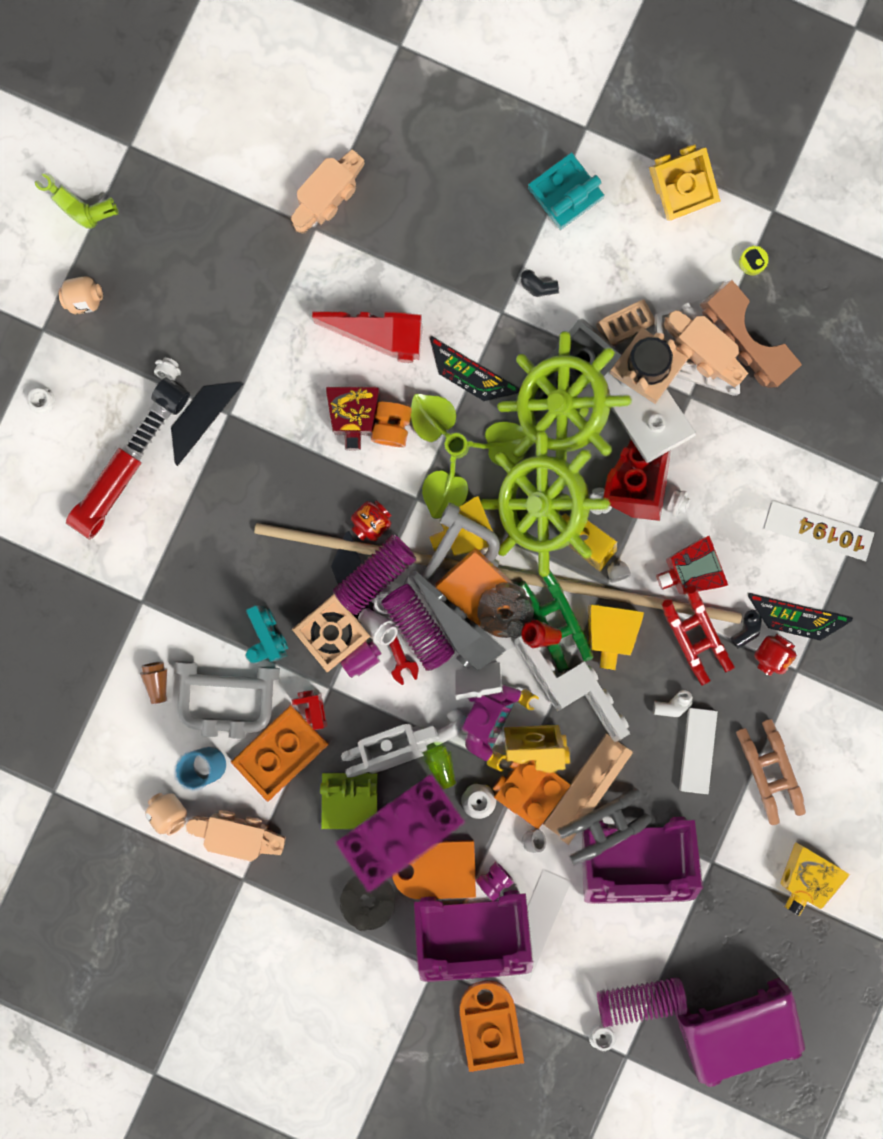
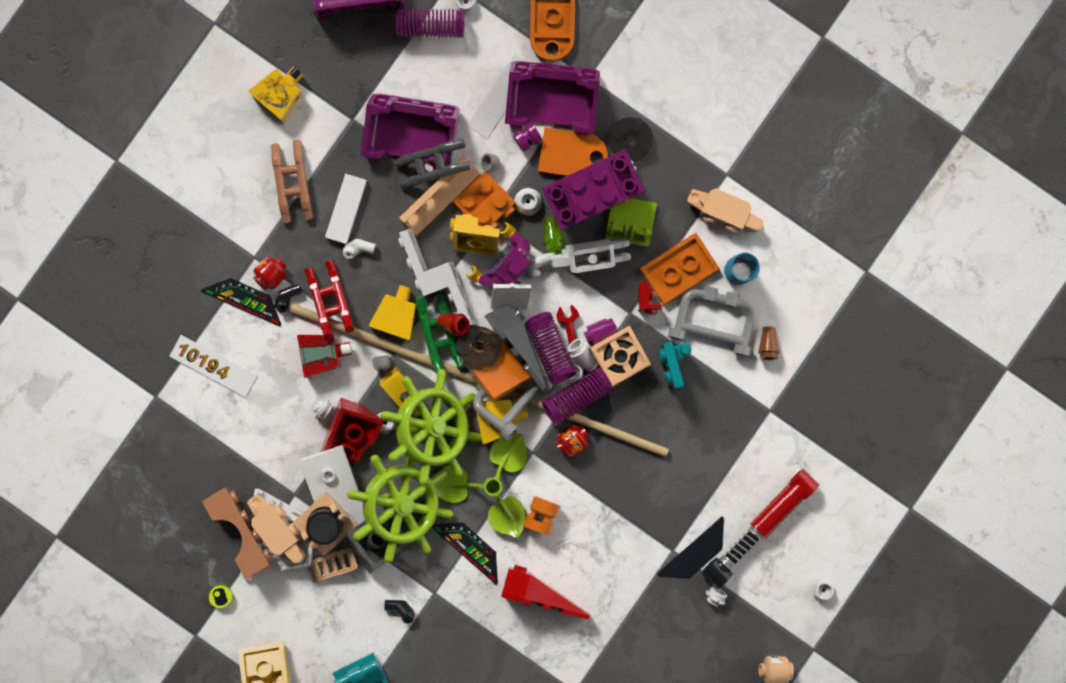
camera: 175 degrees left, 0 degrees up
(166, 813) = (777, 237): light nougat head -> none
(352, 412) = (571, 531): dark red torso -> none

